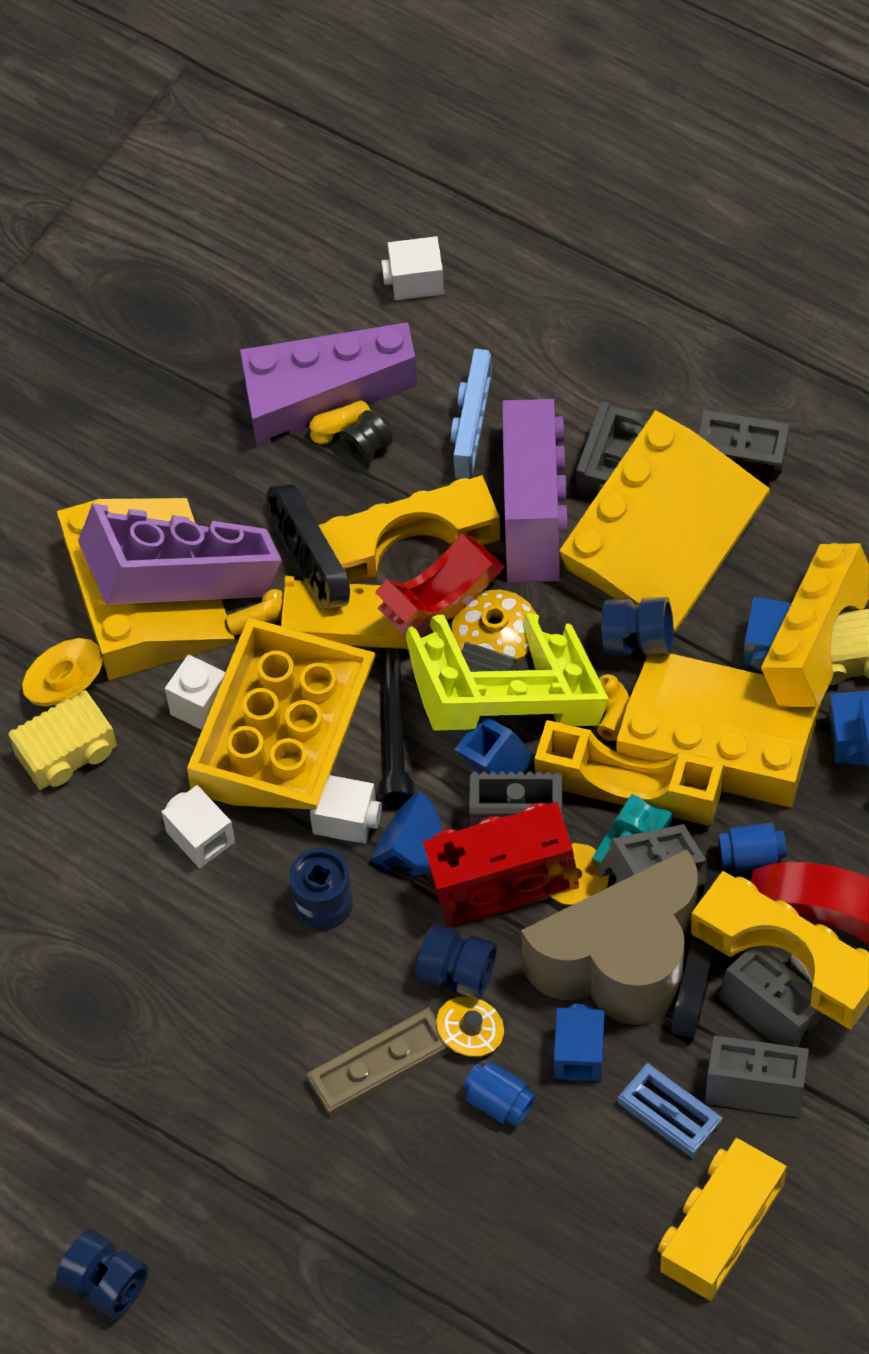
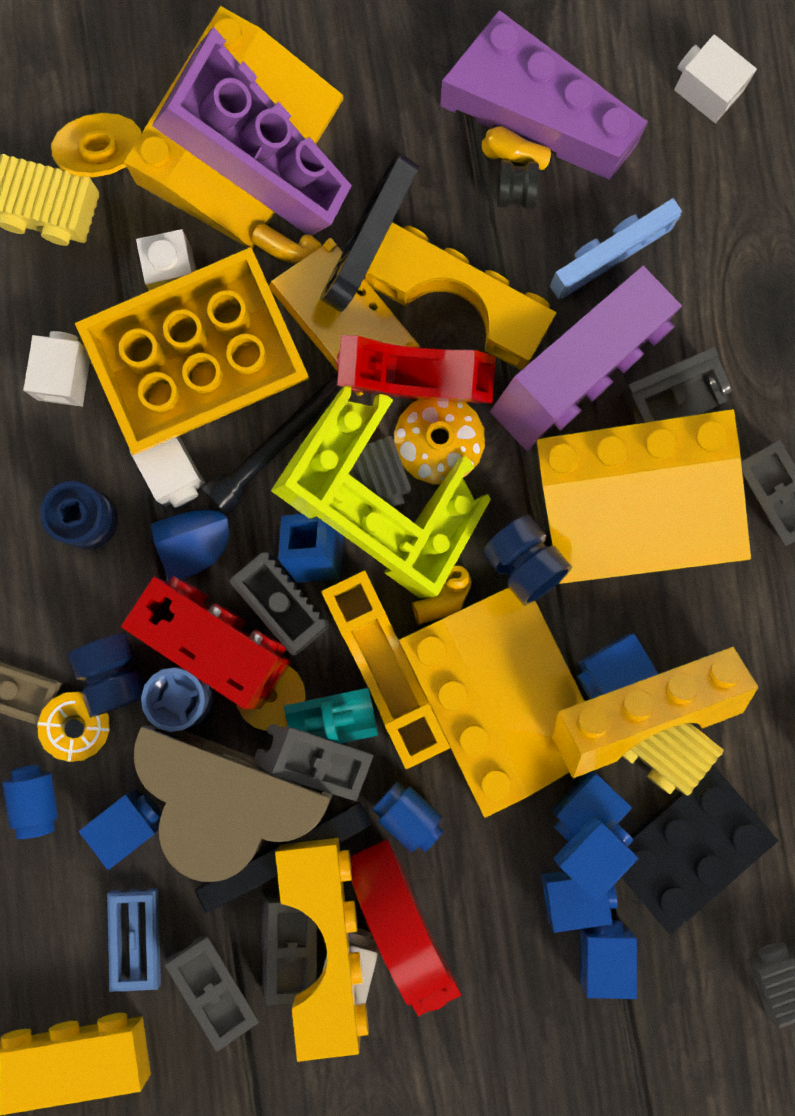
camera: 45 degrees right, 25 degrees up
(511, 912) = (176, 700): none -> medium blue wheel

